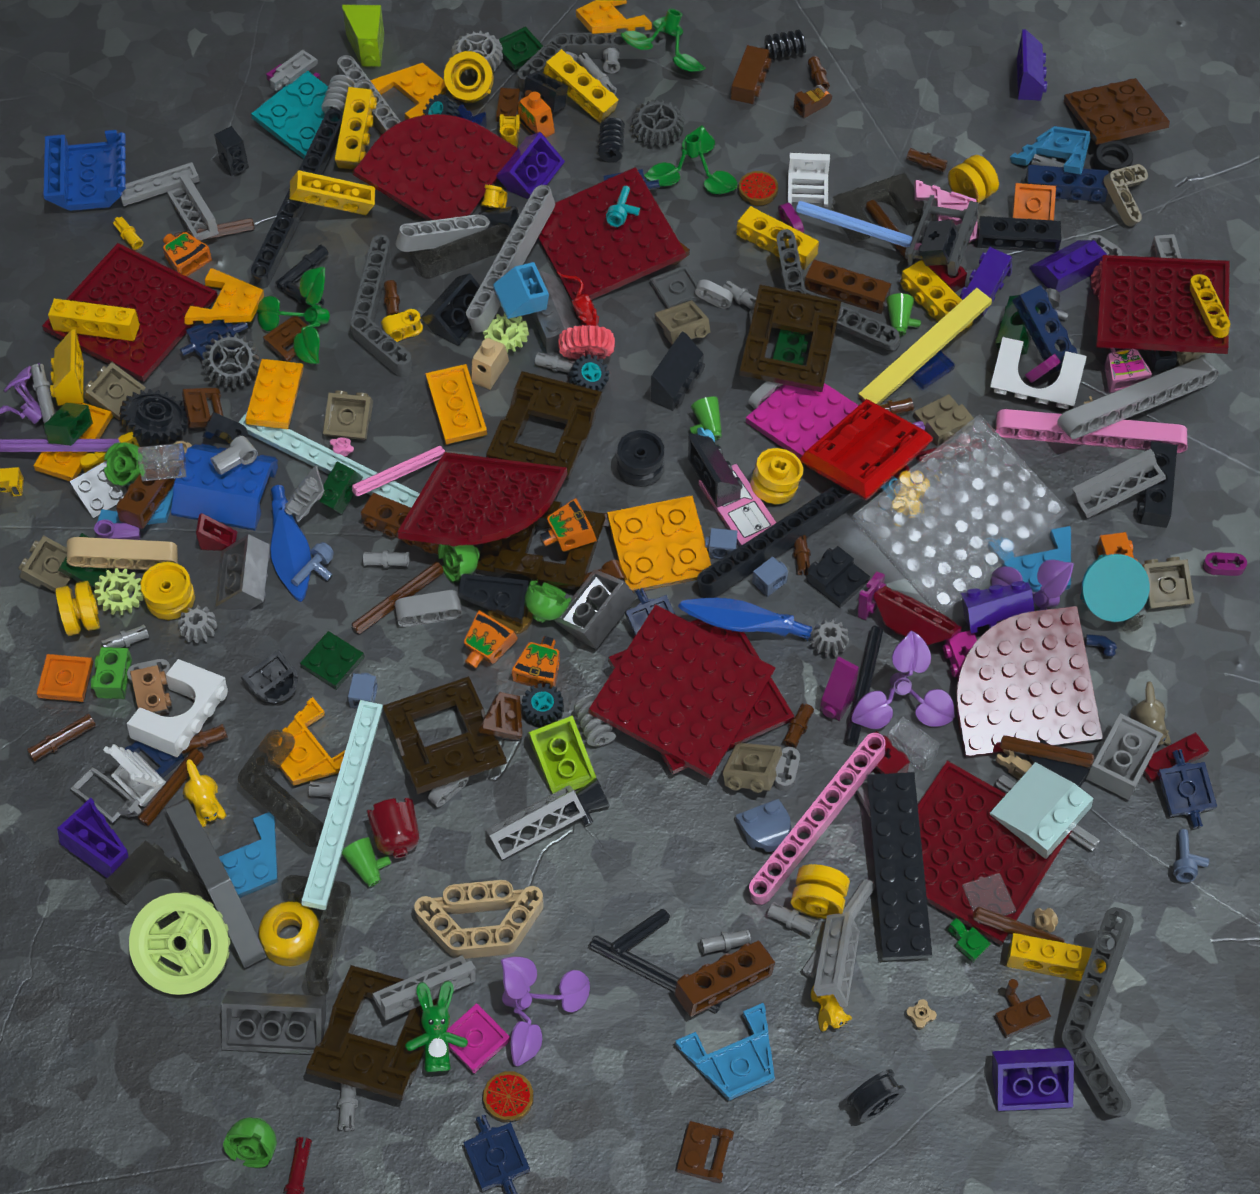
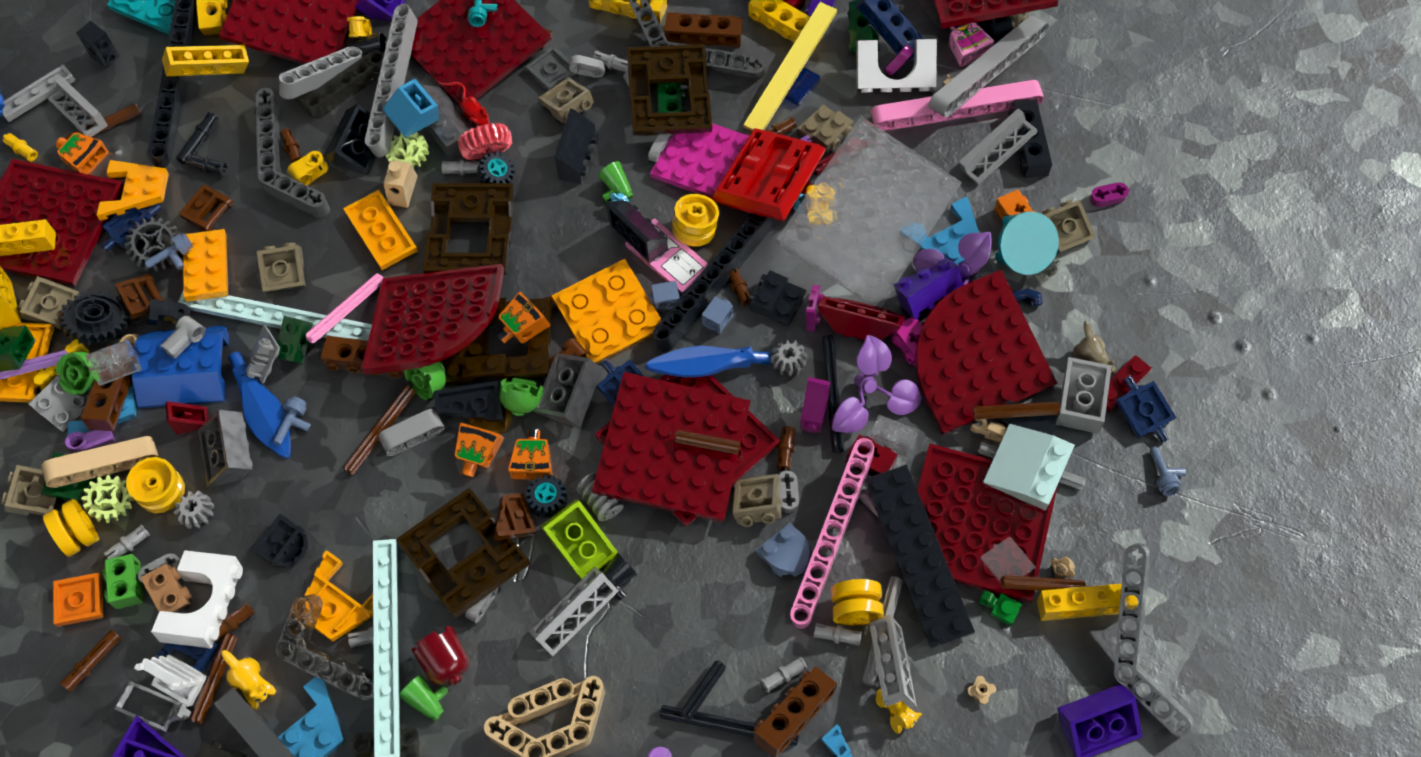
camera: 15 degrees left, 5 degrees up
(257, 366) = (181, 244): none -> sand blue piece
(307, 342) = (222, 208): green plant -> none
(332, 660) = (334, 507): dark green plate -> none
(342, 446) = (284, 298): bright pink plate -> none
(362, 687) = (372, 528): sand blue brick -> none
(386, 558) = (357, 395): light grey pin -> none
(640, 458) = (566, 235): black wheel -> none
(718, 694) = (707, 442): none -> reddish brown axle
(899, 311) = (756, 39): bright green piece -> none
(1021, 1014) = (1069, 663): reddish brown plate -> none

